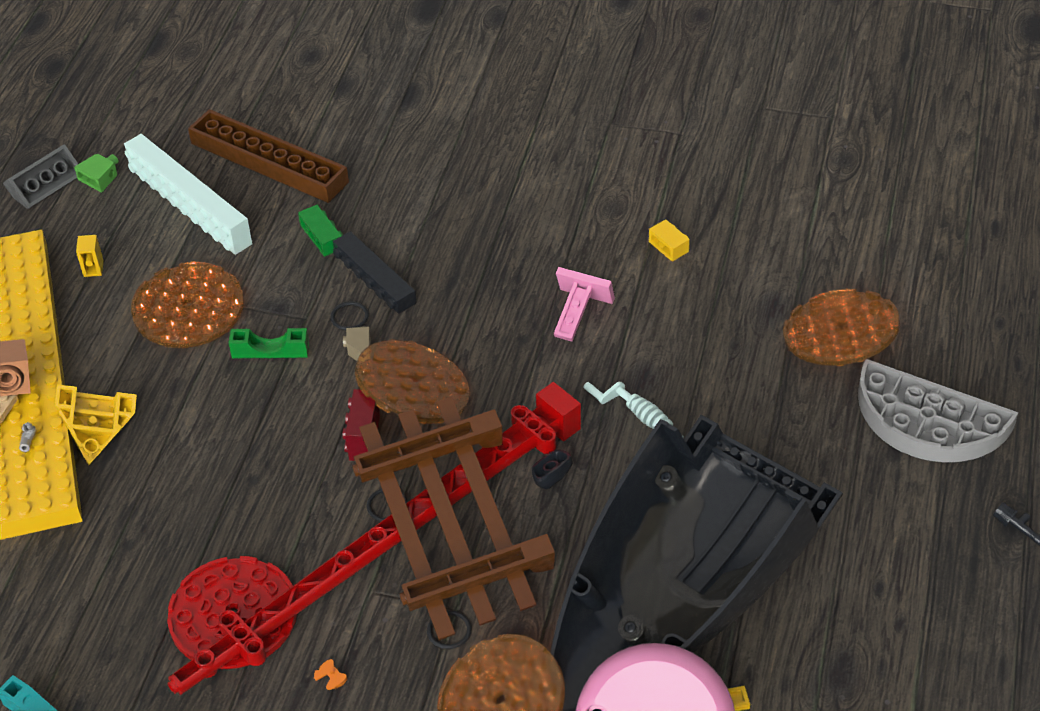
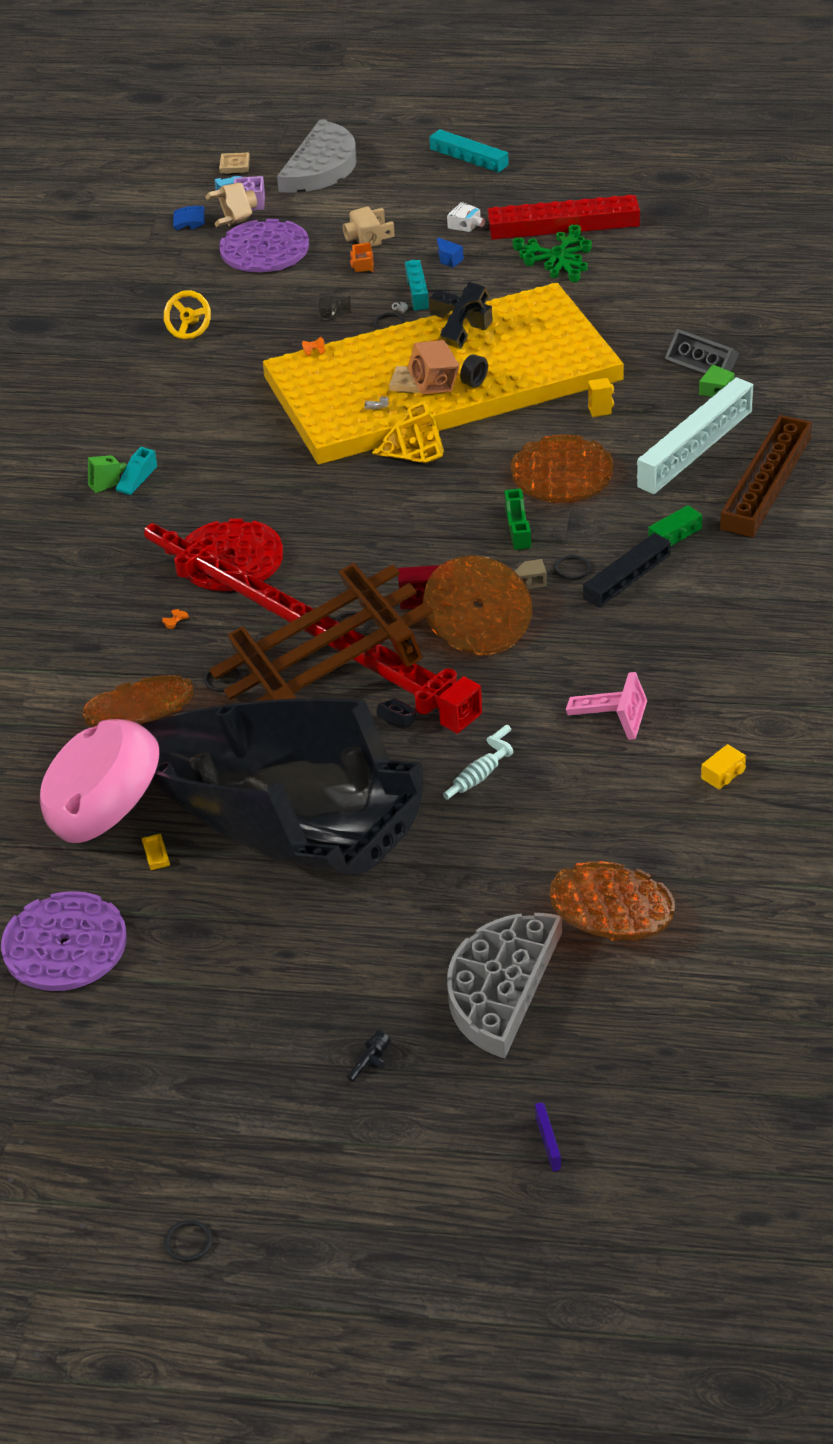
camera: 85 degrees right, 5 degrees down
(15, 331) = (474, 370): none -> black tyre

